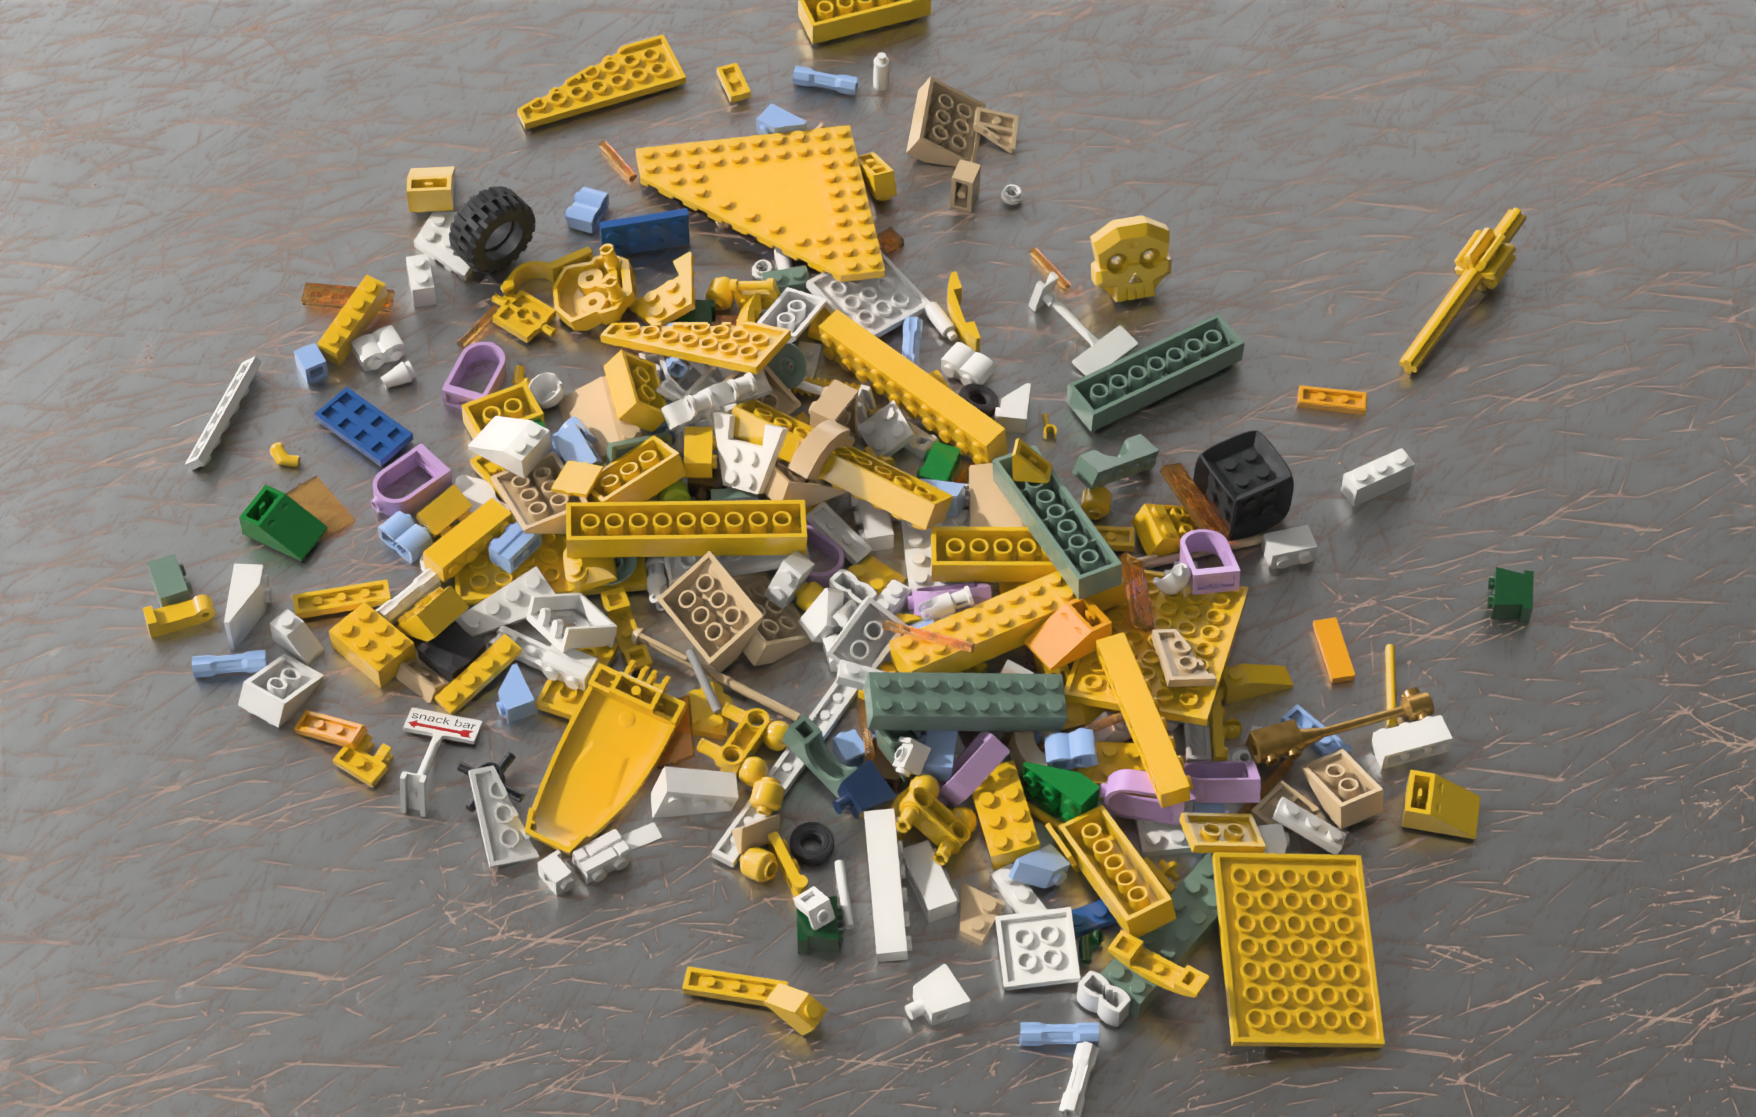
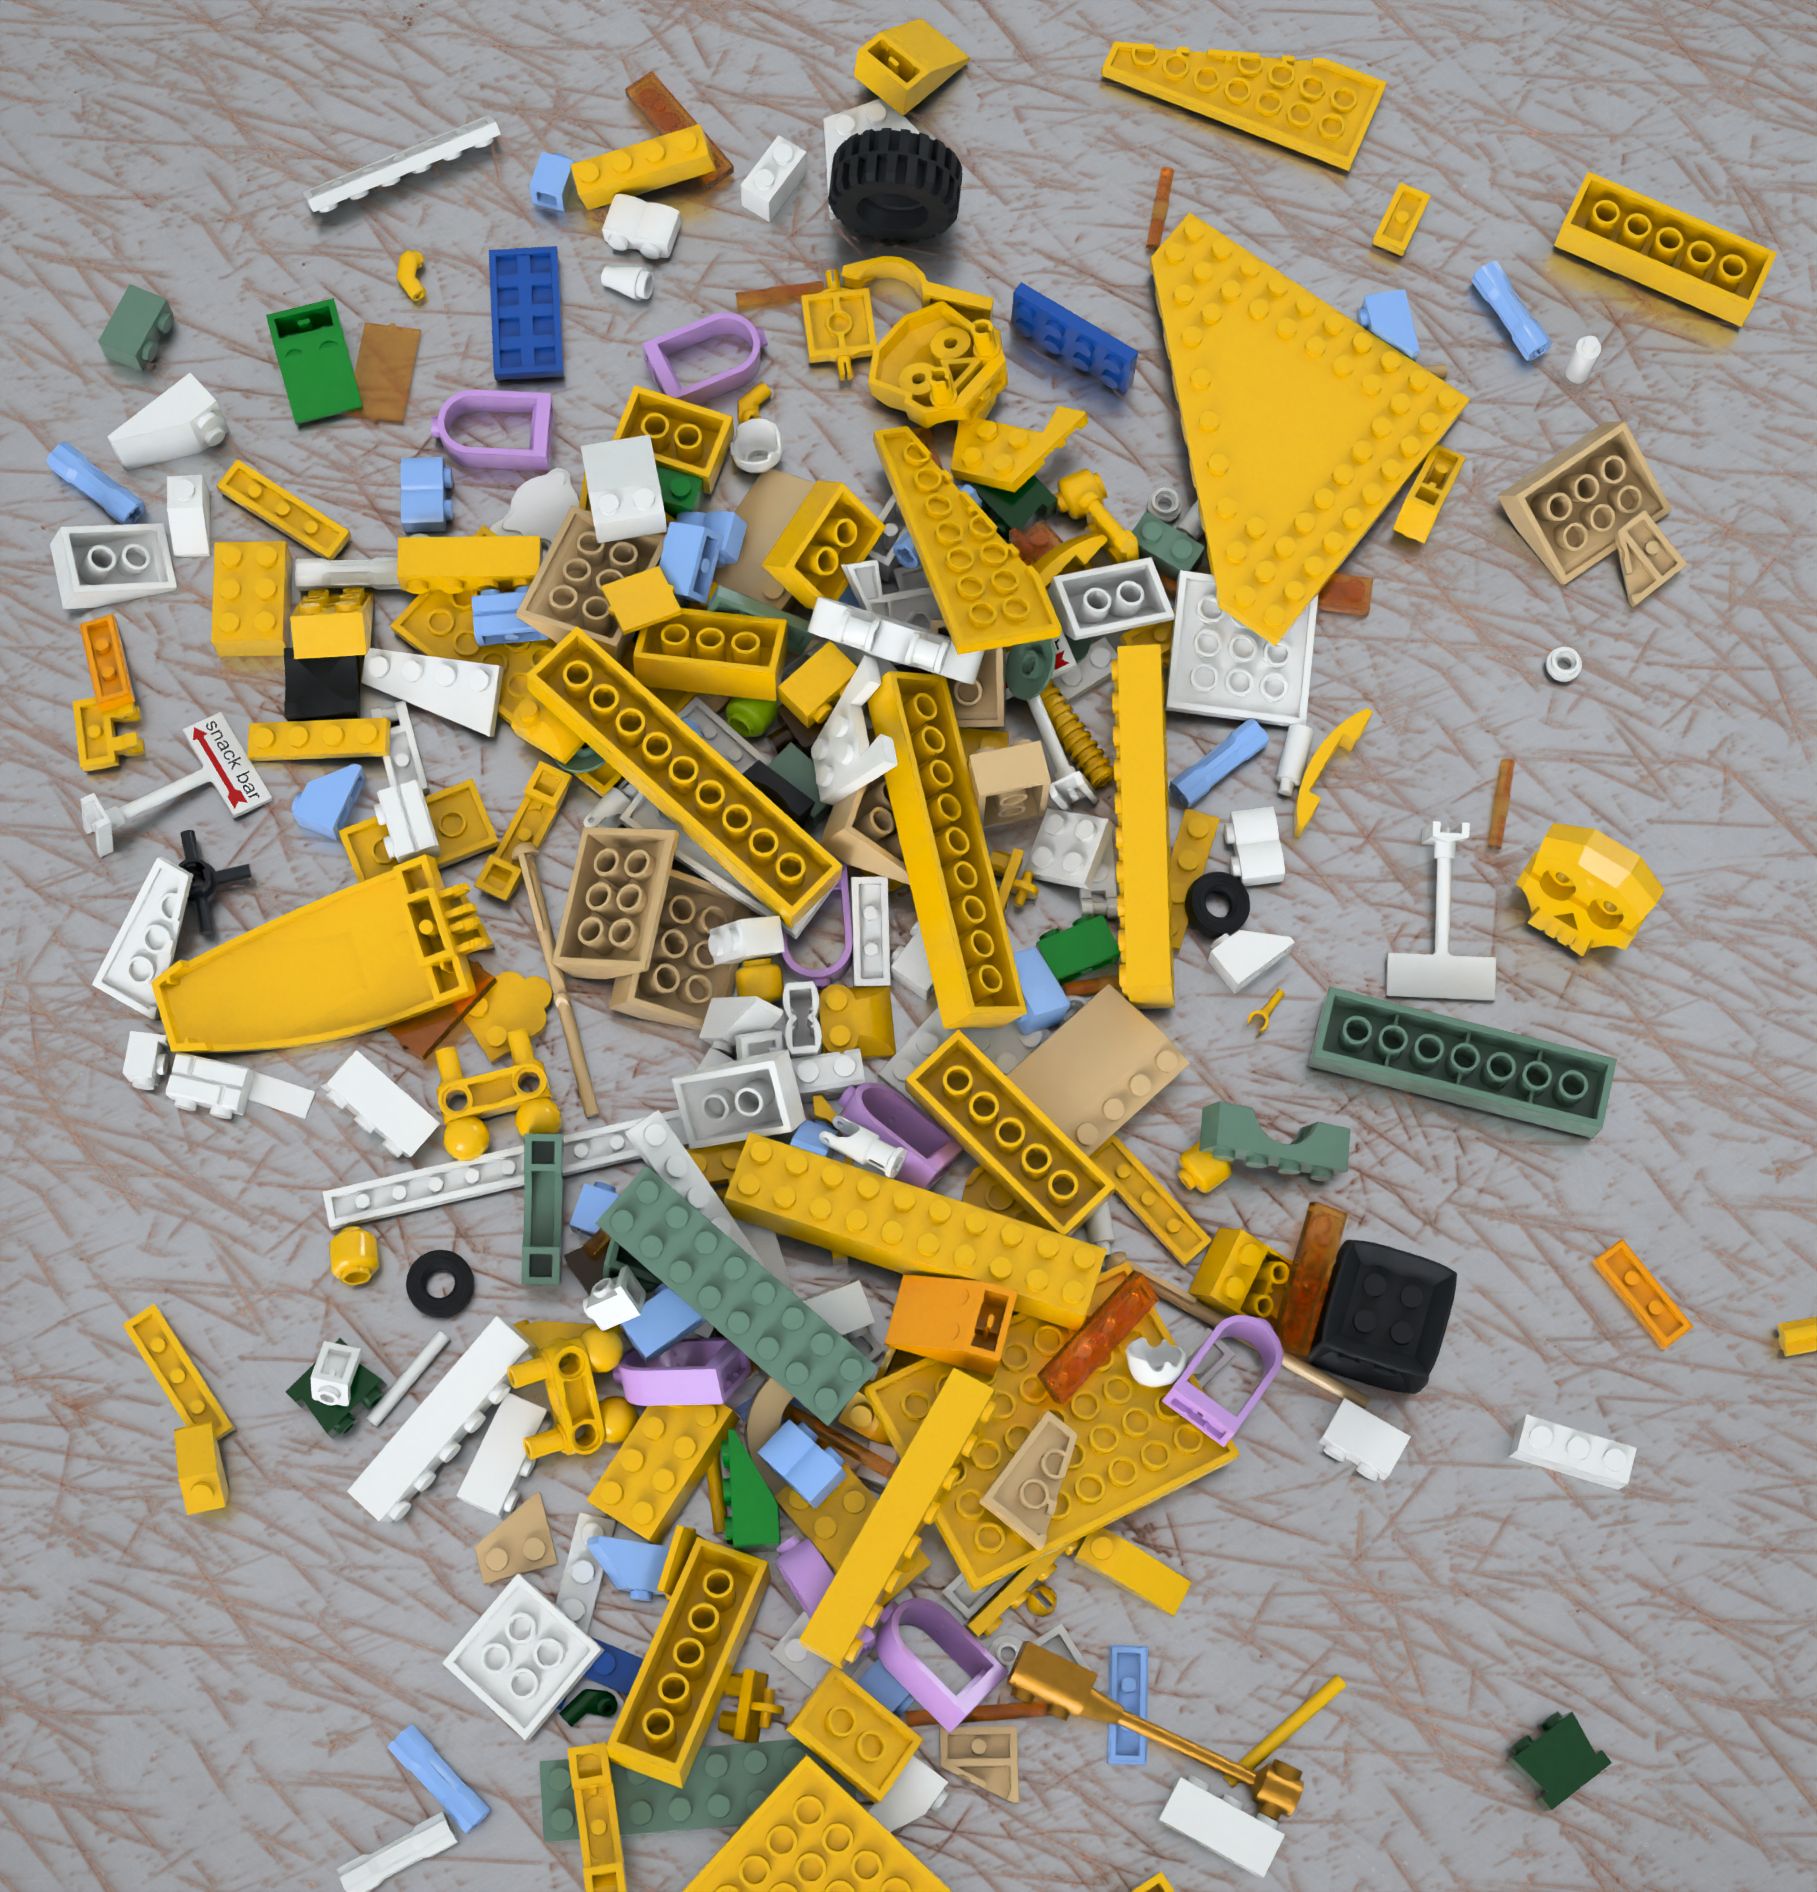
camera: 45 degrees right, 20 degrees up
(179, 615) = (104, 375): yellow leg -> none
(421, 679) = (265, 687): tan slope -> none
(445, 511) = (483, 504): yellow slope -> none
(570, 621) = (463, 771): white window -> none
(587, 209) = (1052, 246): light blue brick -> none
(704, 681) = (529, 977): light grey bar -> none
(755, 833) = (387, 1217): tan slope -> none
(767, 796) = (438, 1186): yellow head -> none
(788, 867) = (382, 1288): yellow plate -> none
(818, 447) = (924, 815): tan arch -> none
(863, 792) = (525, 1289): dark blue torso -> none
(928, 636) = (787, 1173): clear orange bar -> none
(938, 998) = (362, 1604): white torso -> none
(965, 185) = (1511, 605): tan brick -> none
(1029, 465) = (1124, 1070): yellow slope -> none
(1061, 530) = (1085, 1169): sand green brick -> none
(1106, 1000) = (522, 1800): white brick -> none
(1309, 826) = (979, 1815): white plate -> none
(1333, 650) = (1270, 1619): light orange tile -> none
(1343, 788) = (1073, 1805): tan slope -> none

